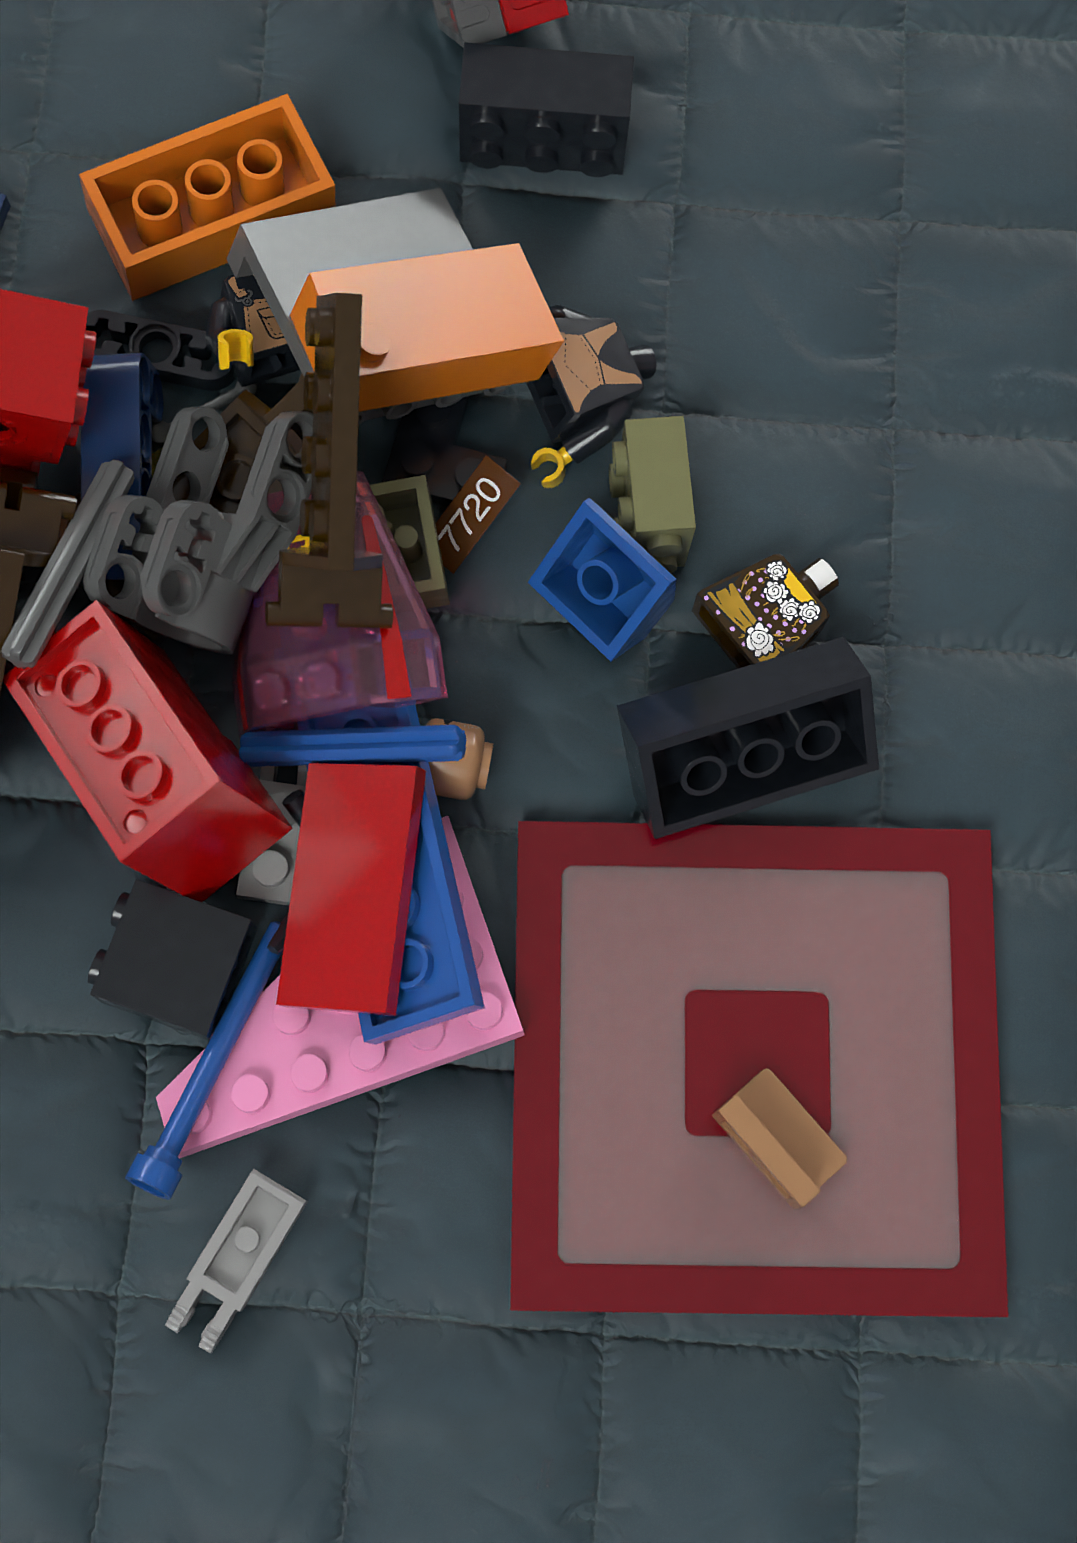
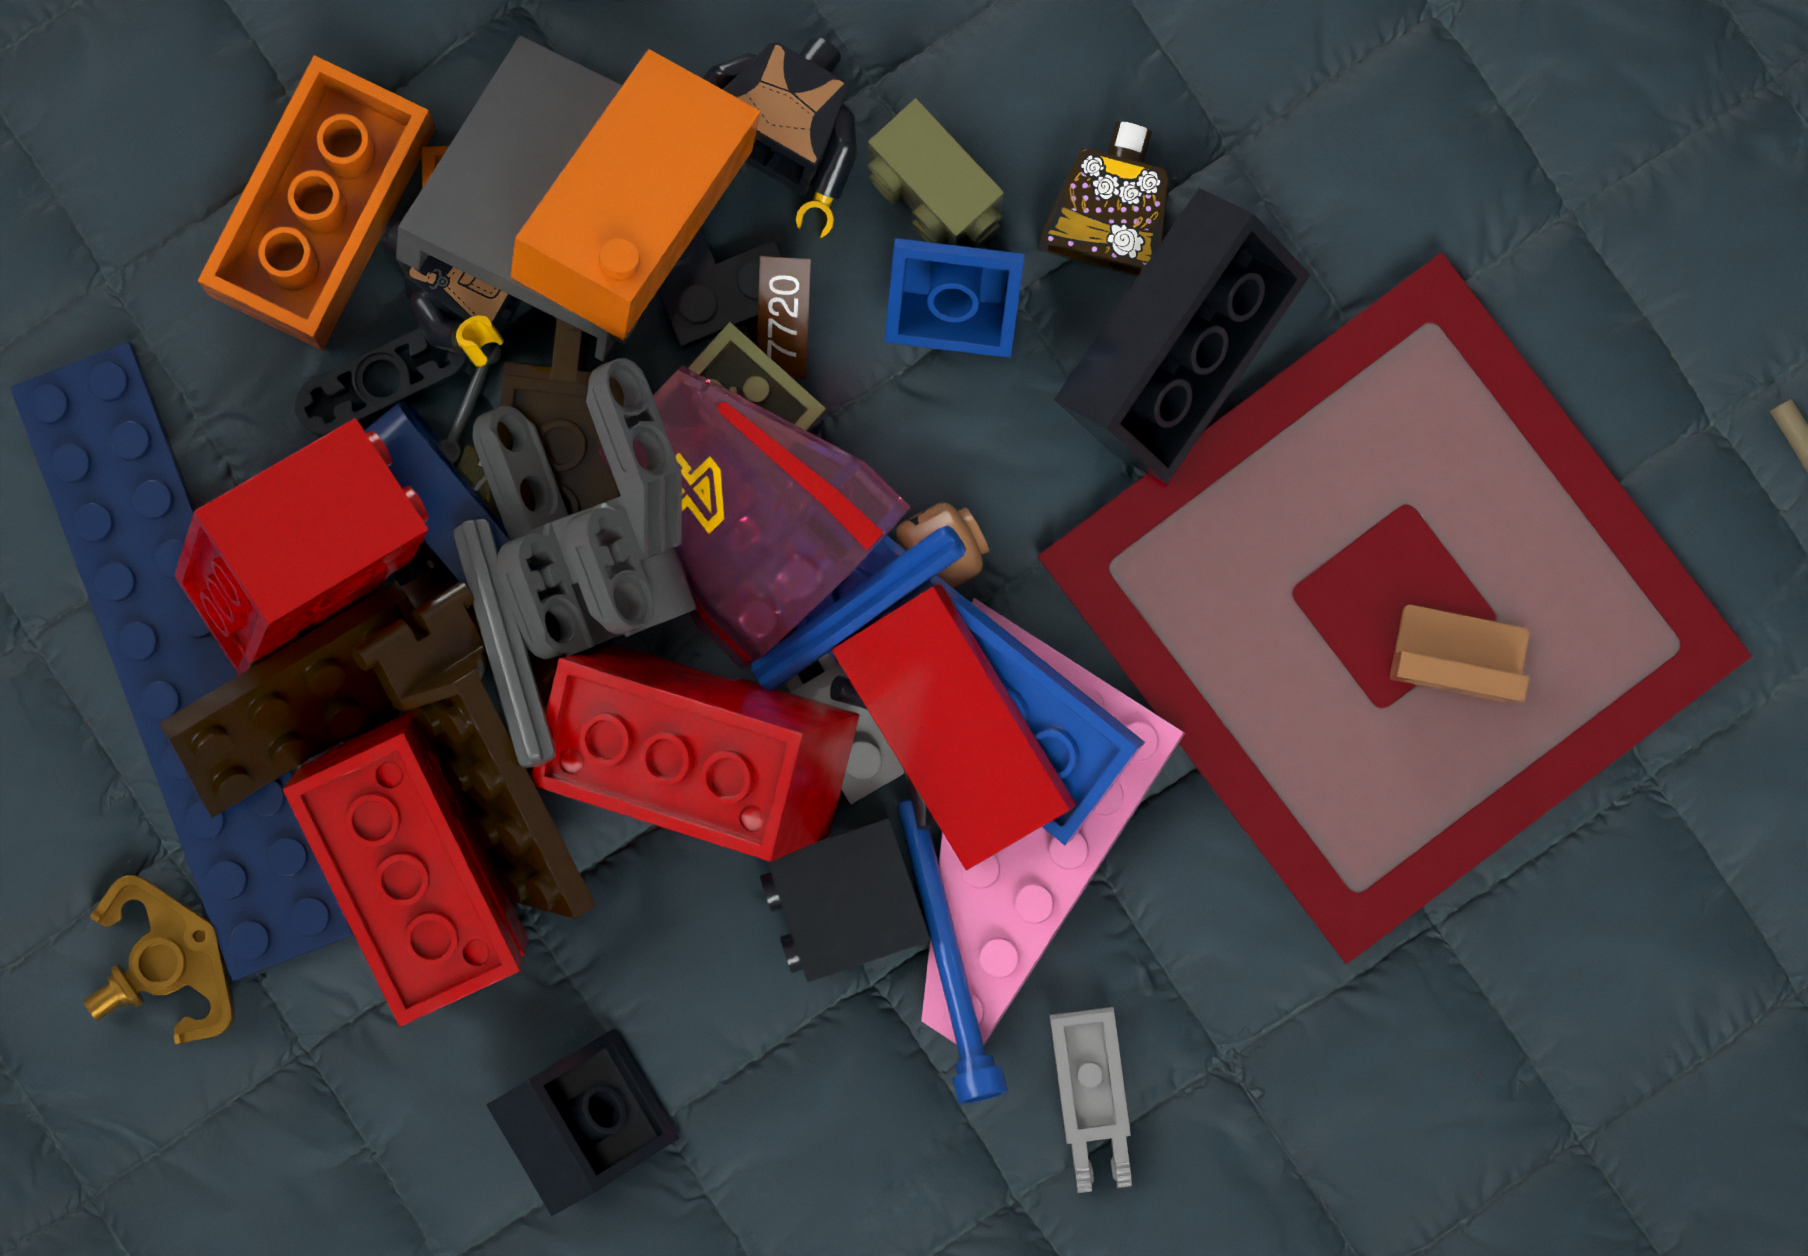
camera: 30 degrees left, 10 degrees up
(330, 566) = (732, 475): dark brown hinge -> none

